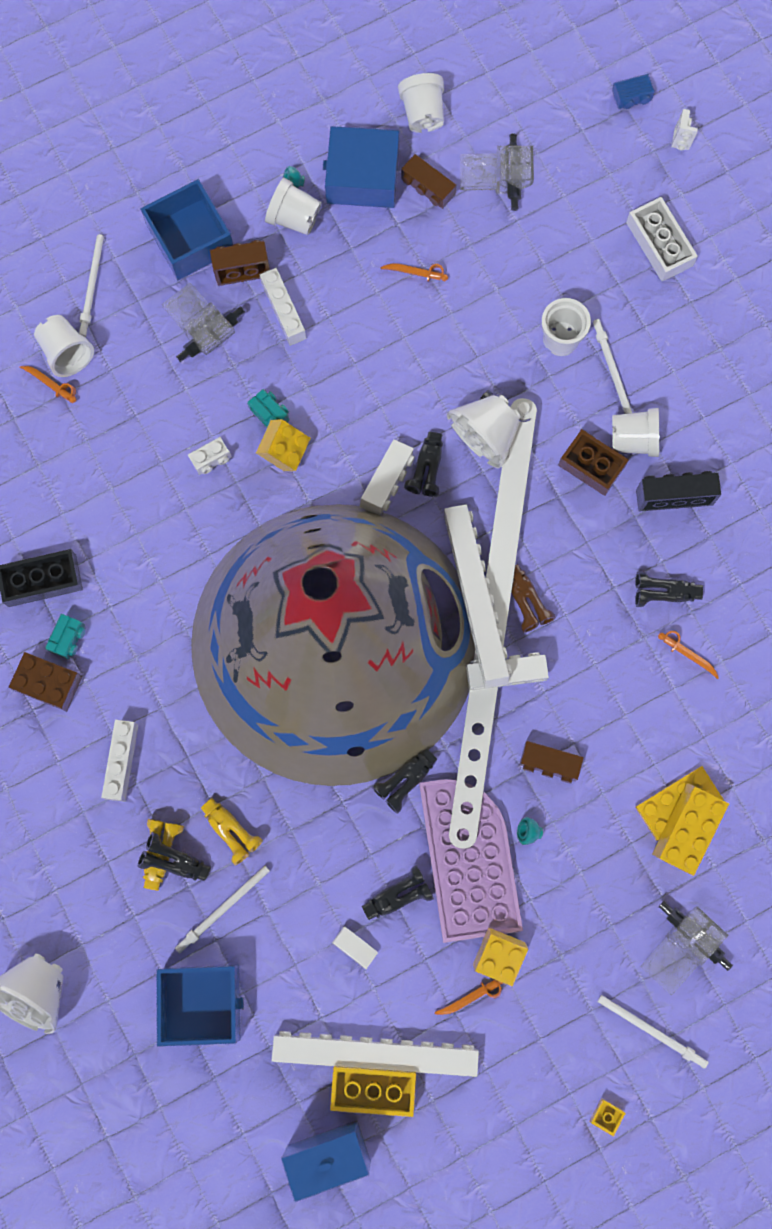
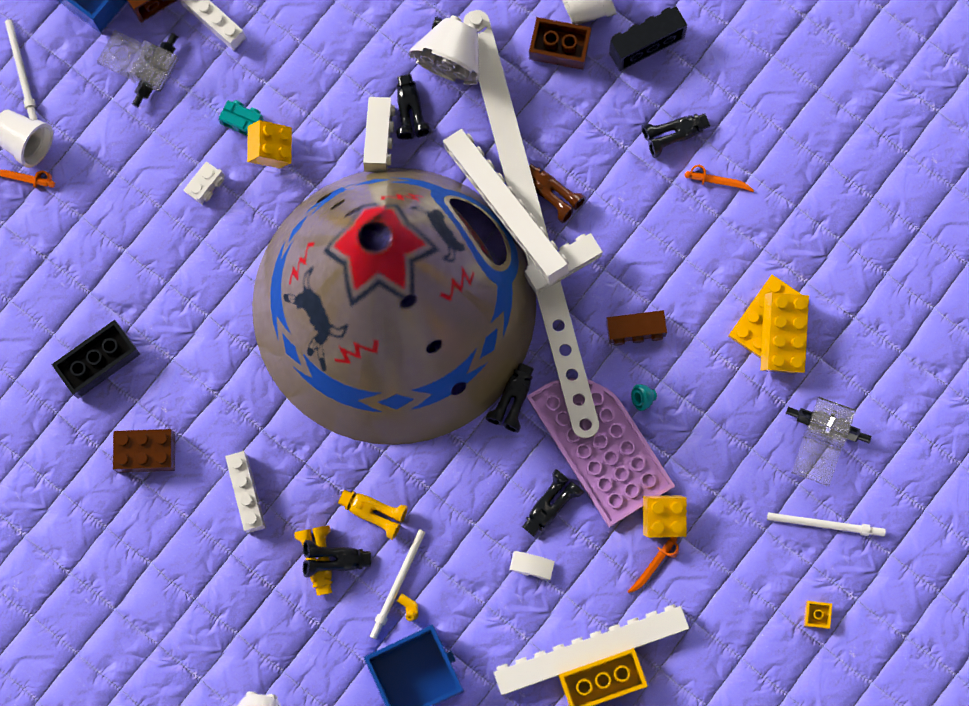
camera: 20 degrees left, 0 degrees up
(65, 636) = (144, 402): teal brick -> none
(225, 936) = (411, 607): none -> yellow arm

